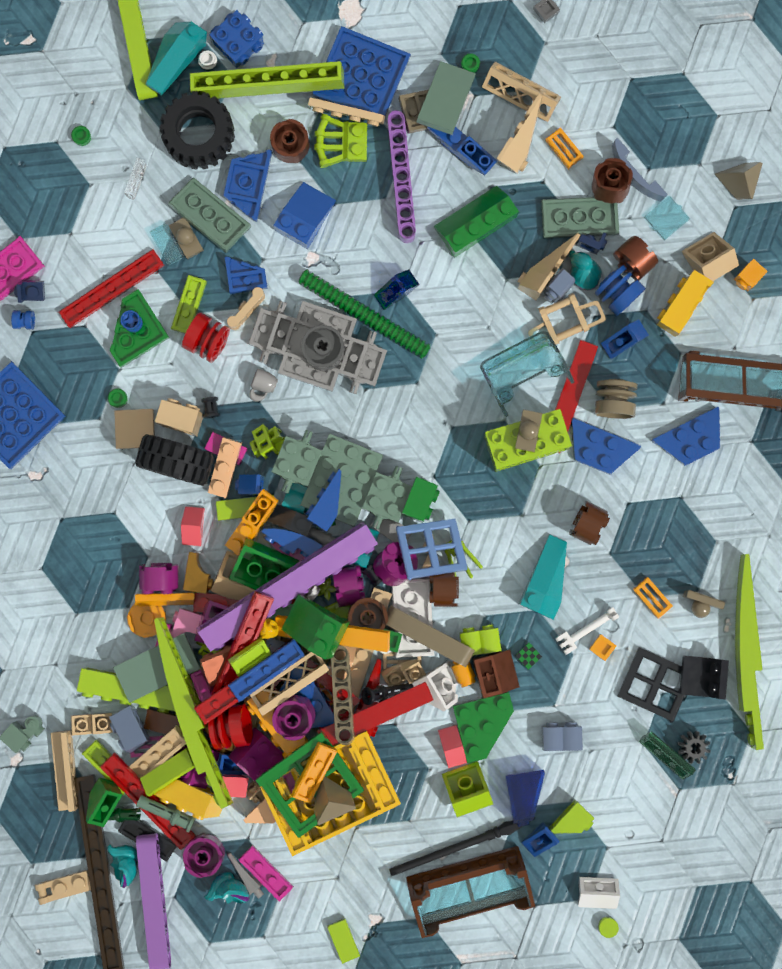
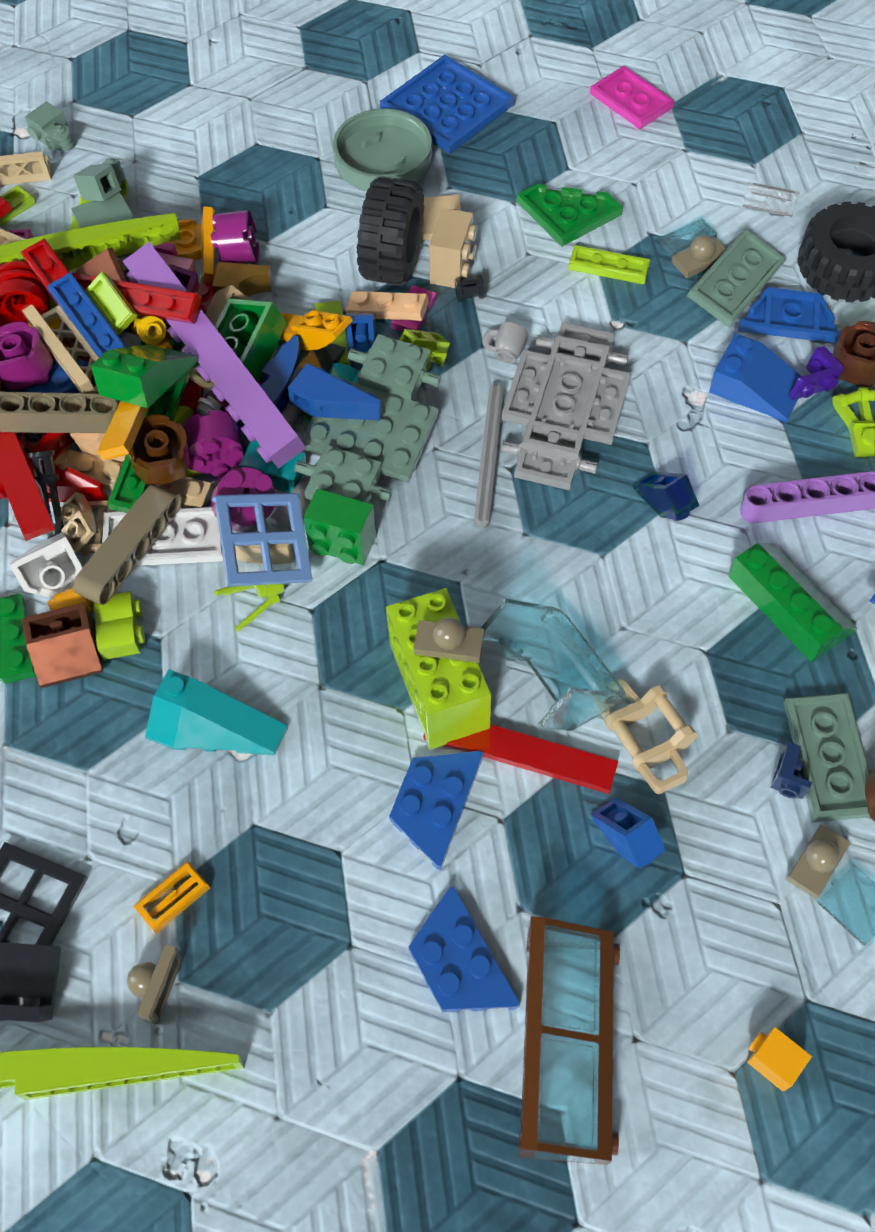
camera: 90 degrees right, 25 degrees down
(23, 319) = (568, 106): blue wheel -> none
(30, 291) = (605, 108): dark blue bracket -> none
(65, 467) = (382, 145): none -> sand green brick
(81, 135) = (815, 151): green tile -> none
(91, 724) = (54, 192): tan slope -> none
(104, 683) = (100, 180): none -> sand green brick
(111, 288) = (621, 188): red tile -> none
(117, 398) = (476, 200): green tile -> none
(129, 318) = (577, 194): blue wheel -> none
(129, 729) = (39, 219): sand blue brick -> none
(192, 526) = (307, 277): coral slope -> none
(203, 336) = (564, 270): red wheel -> none
(244, 277) = (656, 317): blue wing -> none
(246, 309) = (611, 320): tan plate -> none
(300, 167) = (823, 375): none -> dark purple bracket
(315, 339) = (562, 387): dark grey wheel -> none
(357, 402) = (489, 456): none -> light grey axle
(364, 313) = (620, 459): green piece -> none
(444, 590) = (199, 567): reddish brown brick -> none
(528, 655) = (89, 699): tile -> none
(540, 275) = (727, 698): tan wedge -> none
(558, 286) = (704, 711): sand blue brick -> none
(569, 640) = (145, 824): white hinge -> none
(584, 270) = (738, 763): teal hair -> none
(589, 523) = (301, 774): reddish brown brick -> none
(602, 647) = (90, 811): light orange plate -> none
(616, 396) = (519, 810): dark tan wheel -> none
(619, 290) = (712, 811): blue wheel -> none
(635, 257) = (773, 836): copper brick -> none
(645, 232) = (818, 861): none -> dark tan tile
(683, 302) = (707, 929): yellow wedge -> none
(711, 256) = (797, 981): tan slope -> none

